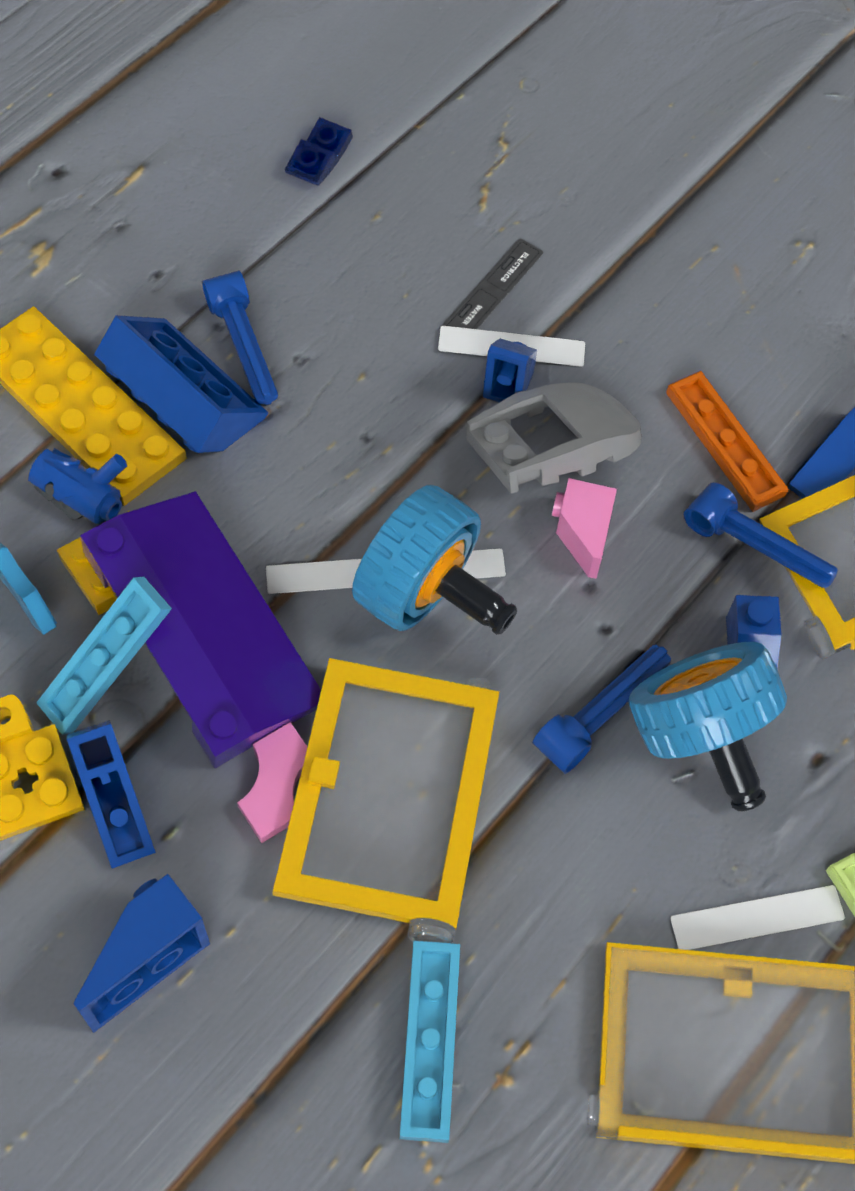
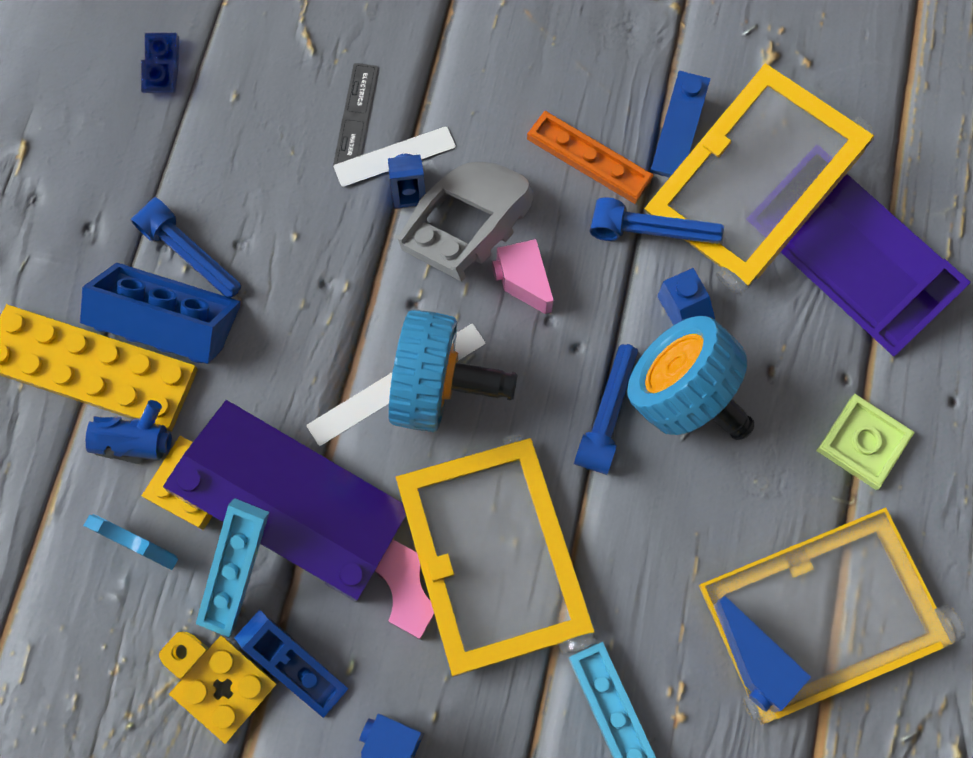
camera: 25 degrees left, 10 degrees up
(632, 1066) = (762, 664): none -> blue slope
(757, 918) = (788, 510): white sticker -> none

